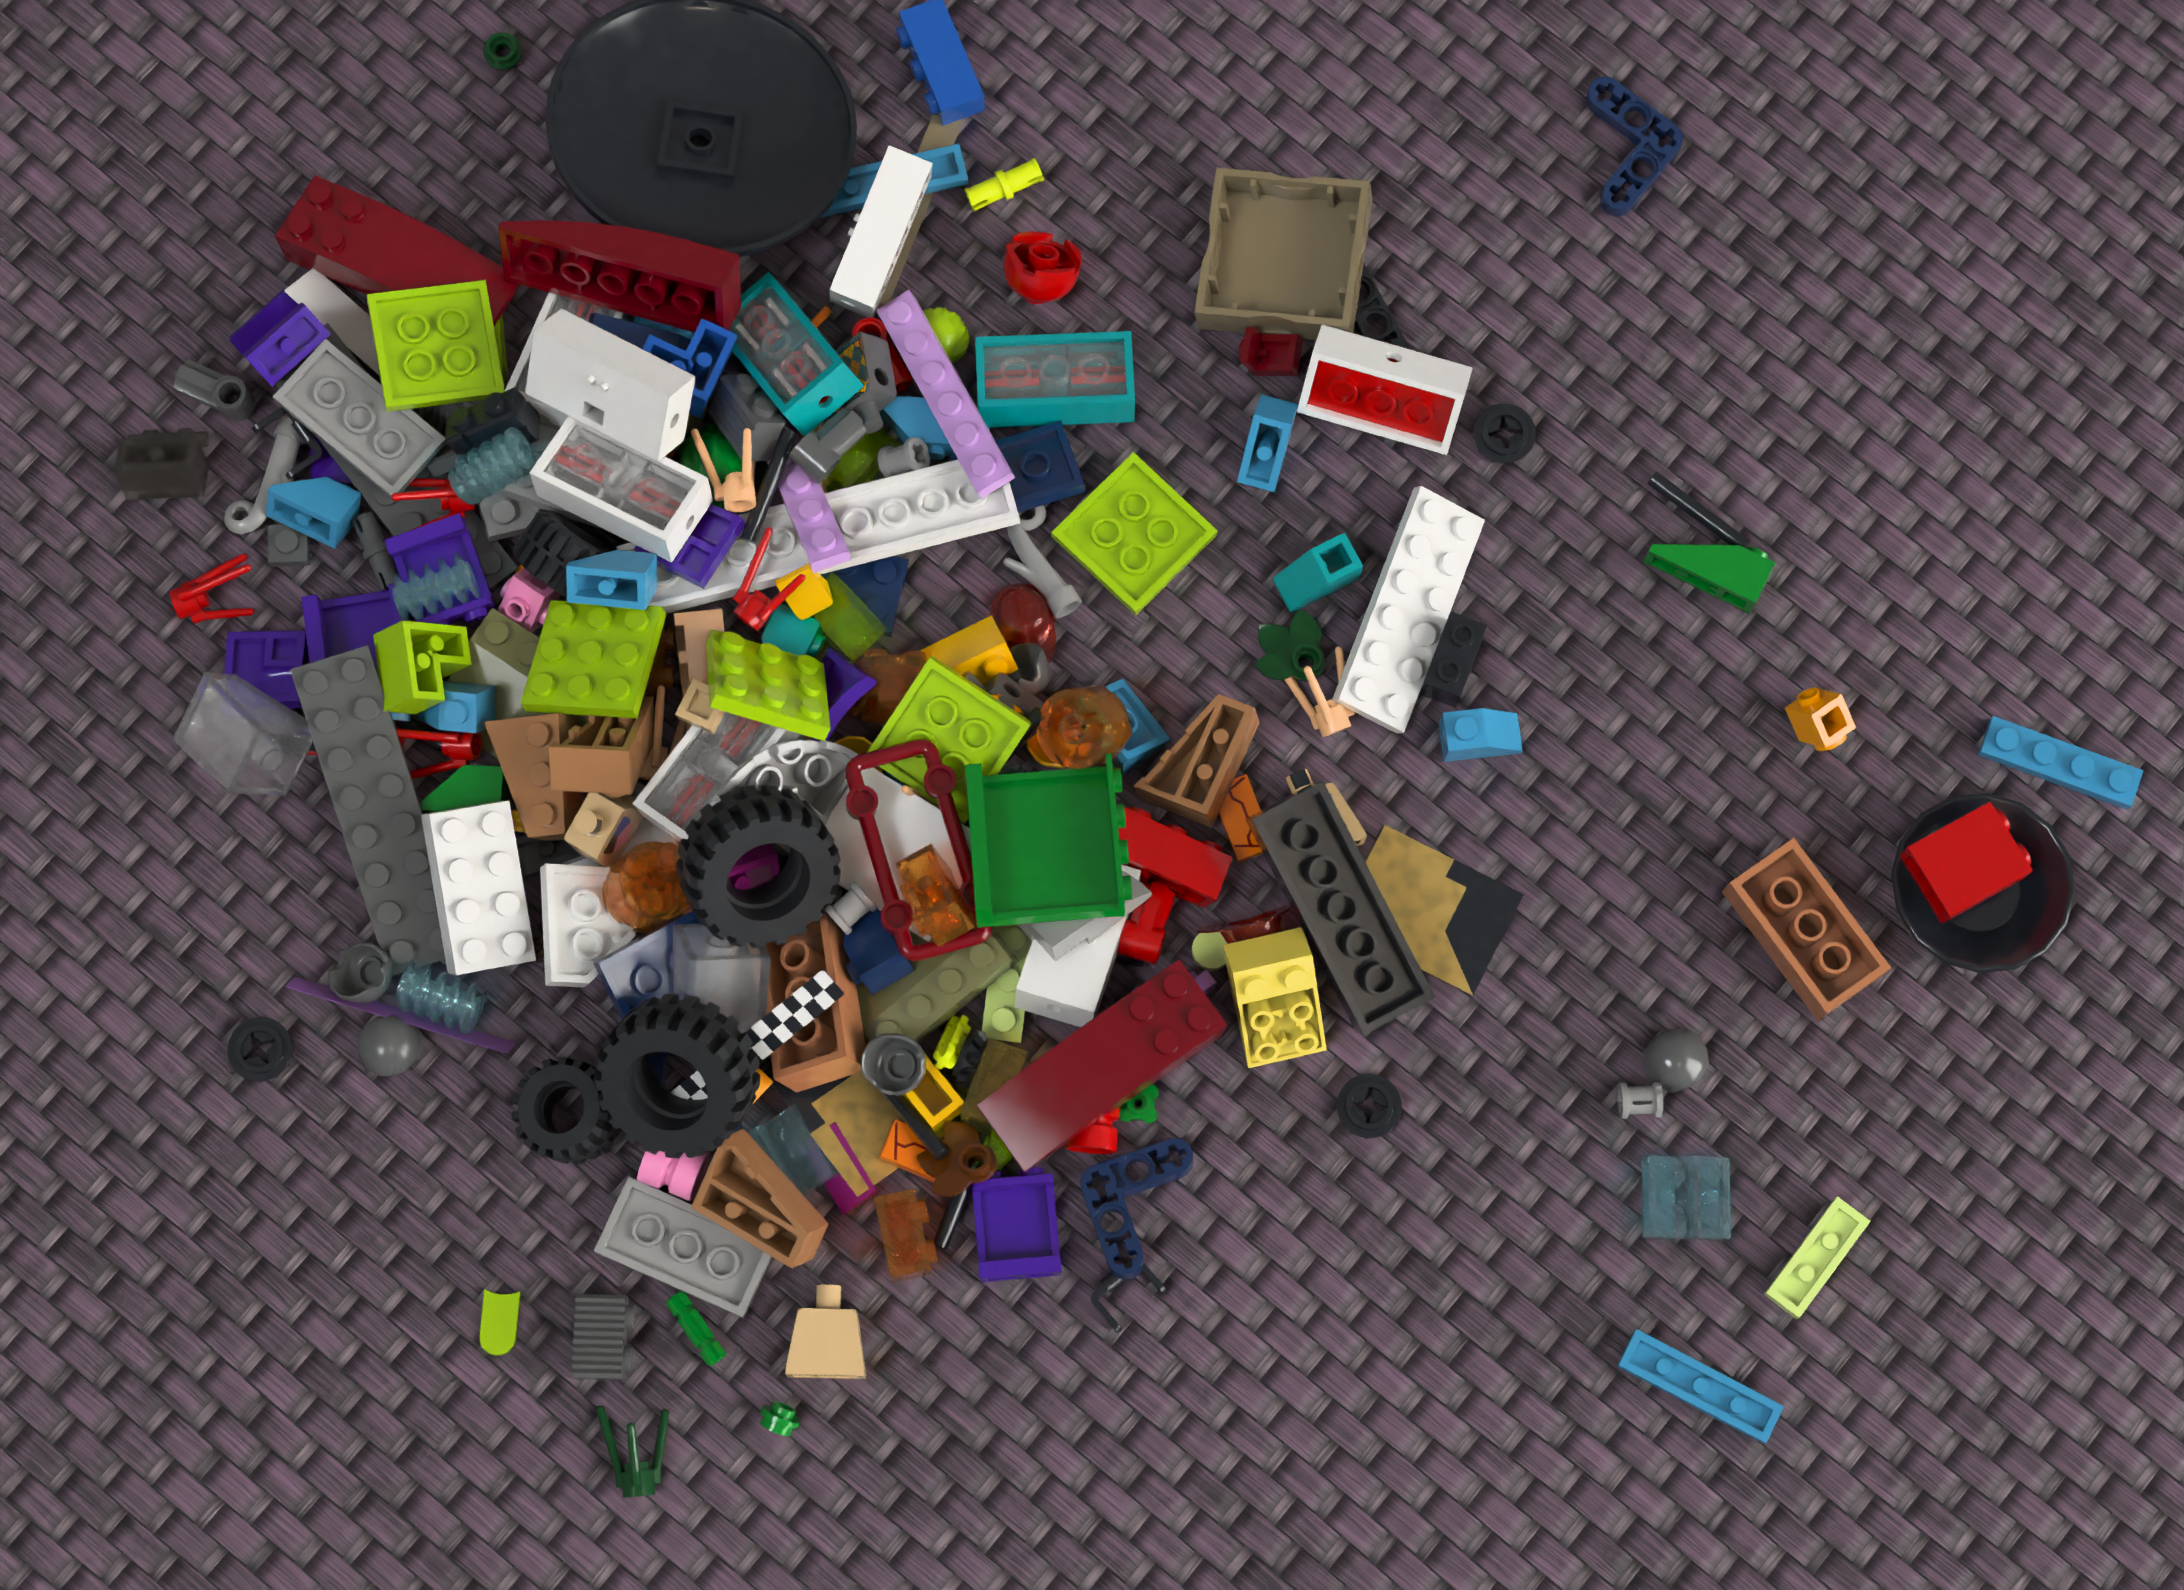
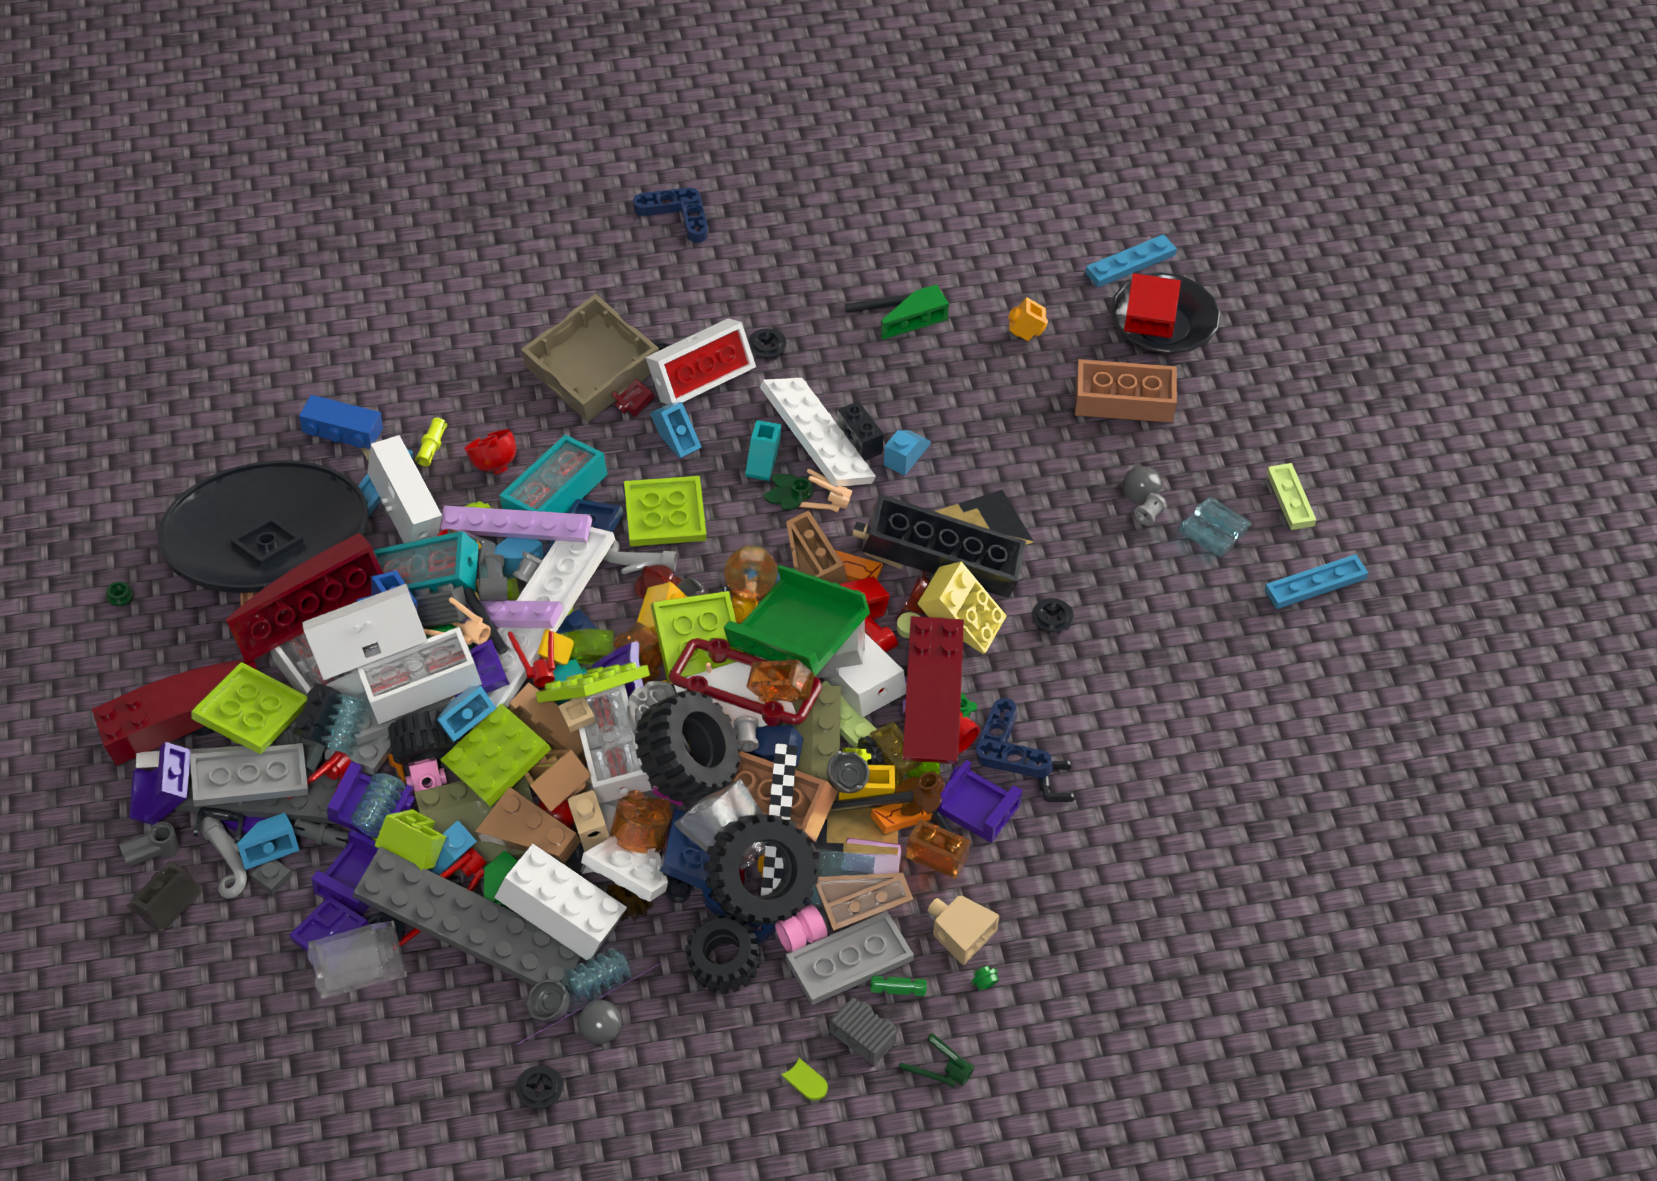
camera: 50 degrees left, 25 degrees down
(193, 596) = (251, 937): red plant -> none

